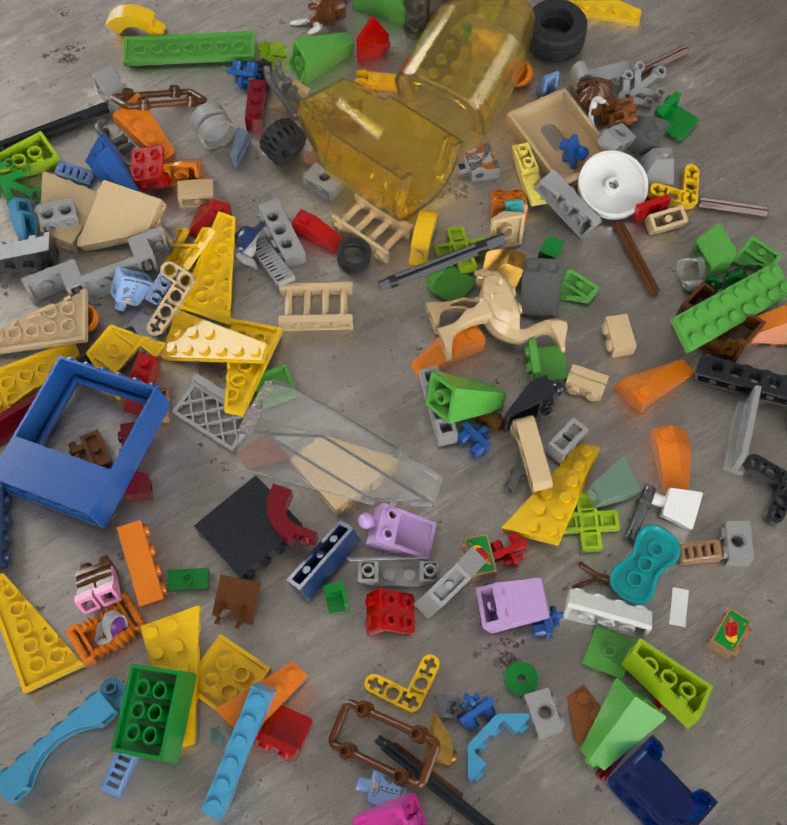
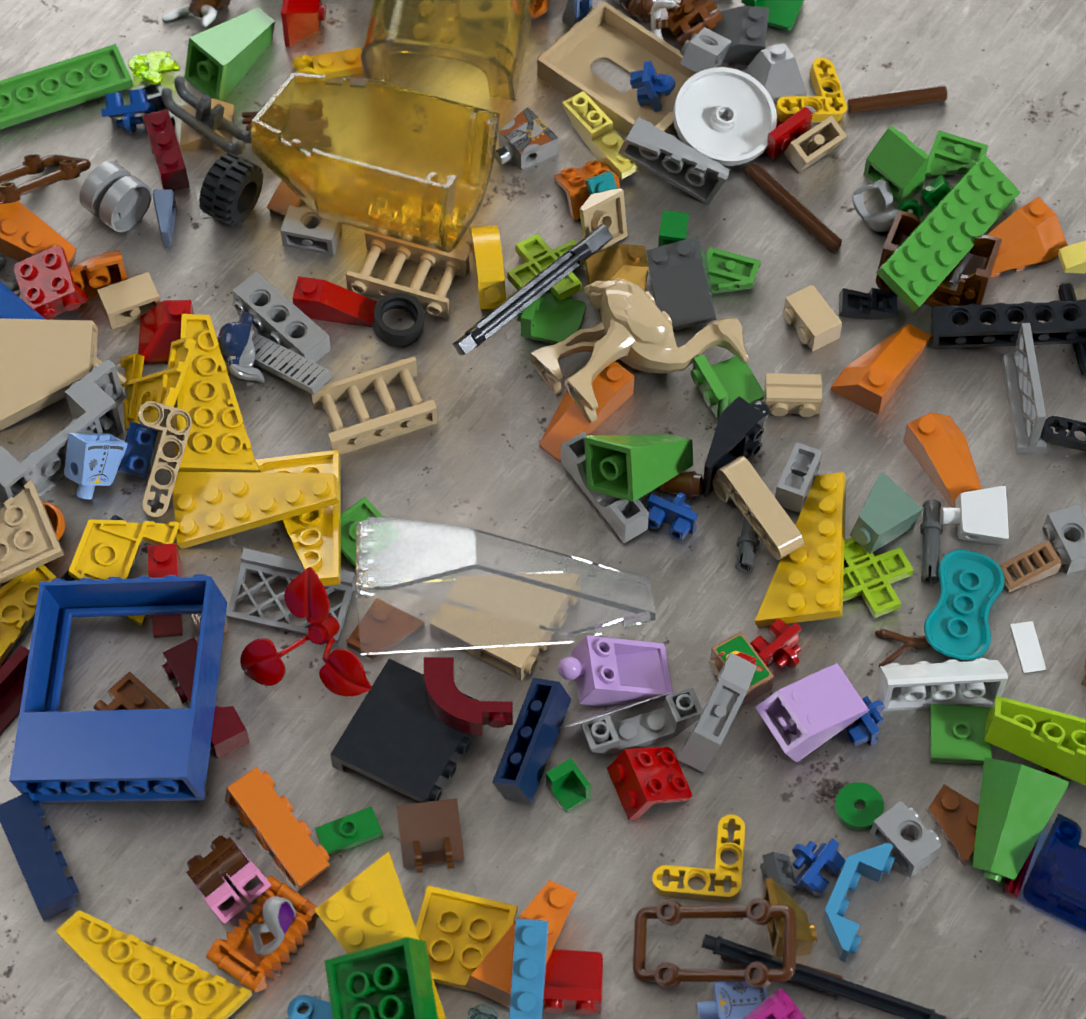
camera: 20 degrees left, 5 degrees down
(213, 422) = (308, 598): none -> red plant
(660, 338) = (871, 305): none -> black slope

